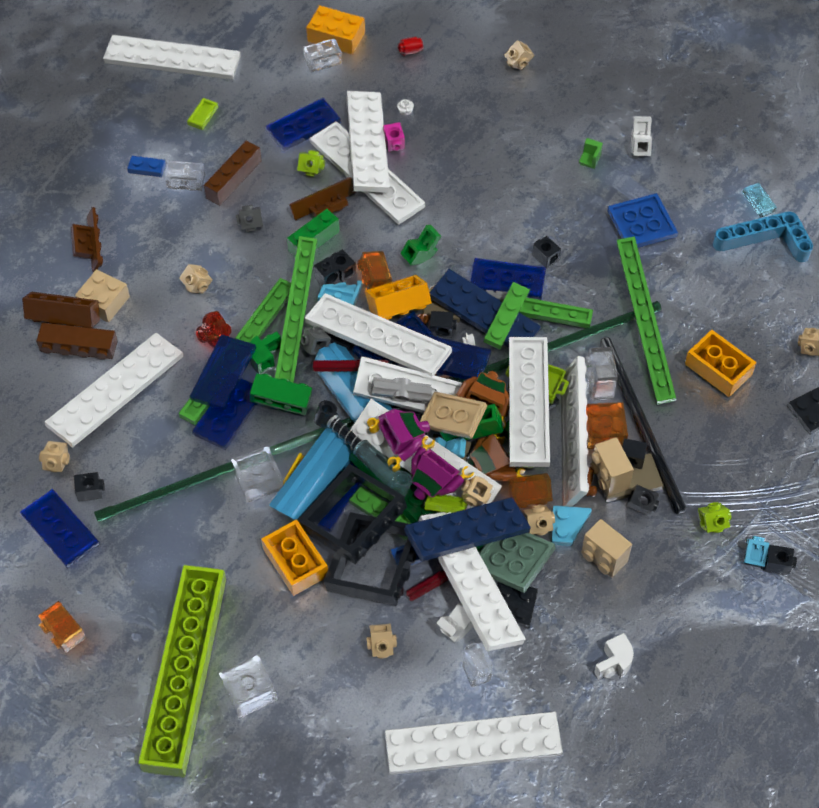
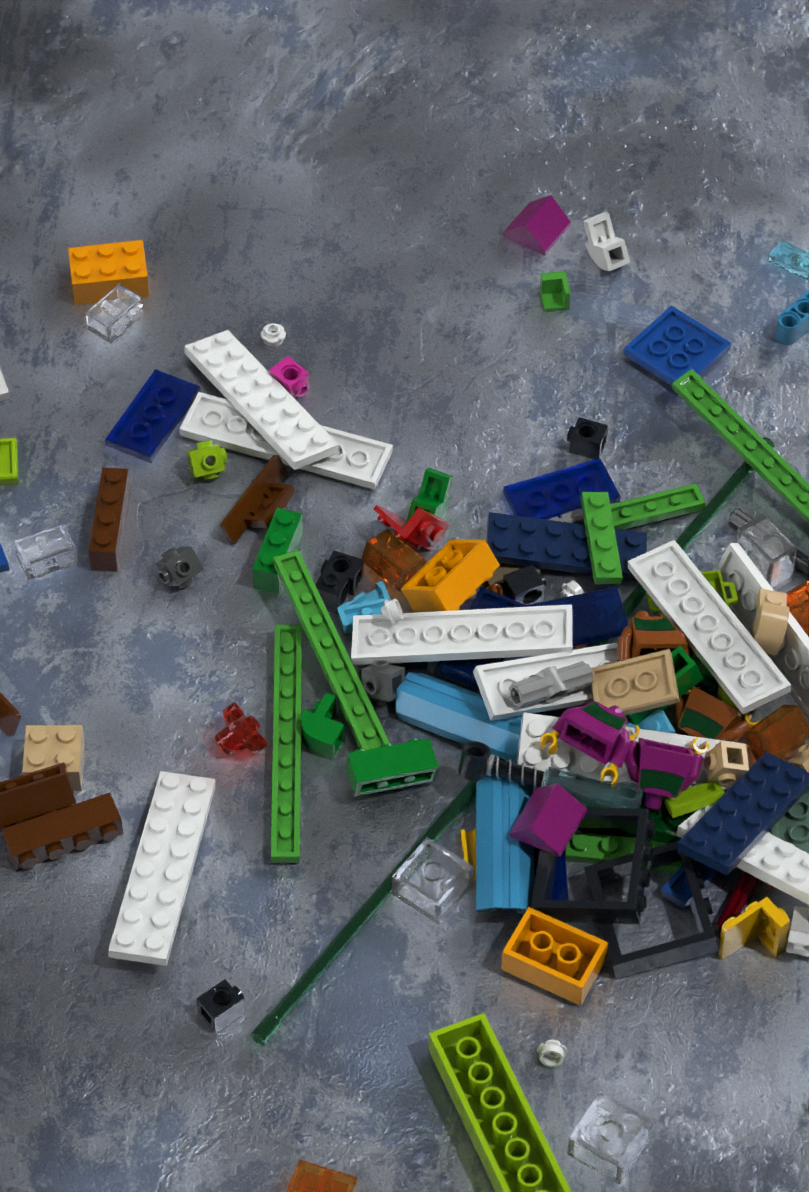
camera: 30 degrees left, 5 degrees down
(54, 456) = (149, 989): tan brick -> none
(60, 528) = (219, 1077): clear blue tile -> none
(195, 278) = (166, 677): tan brick -> none
(222, 426) = (329, 826): clear blue tile -> none
(223, 372) = (295, 776): clear blue tile -> none
(254, 616) = (551, 1053): none -> white plate
(337, 365) = (443, 695): dark red axle -> none
(342, 473) = (549, 819): none -> magenta slope
(345, 300) = (392, 611): none -> white plate
(381, 641) = (731, 999): tan brick -> none
(399, 256) = (420, 530): none -> red bracket
(410, 46) = (223, 252): red brick -> none
(423, 600) = (758, 920): none -> yellow bracket
(518, 55) = (377, 205): tan brick -> none
(567, 415) = (771, 620): none -> tan brick
(611, 110) = (539, 225): none -> magenta slope

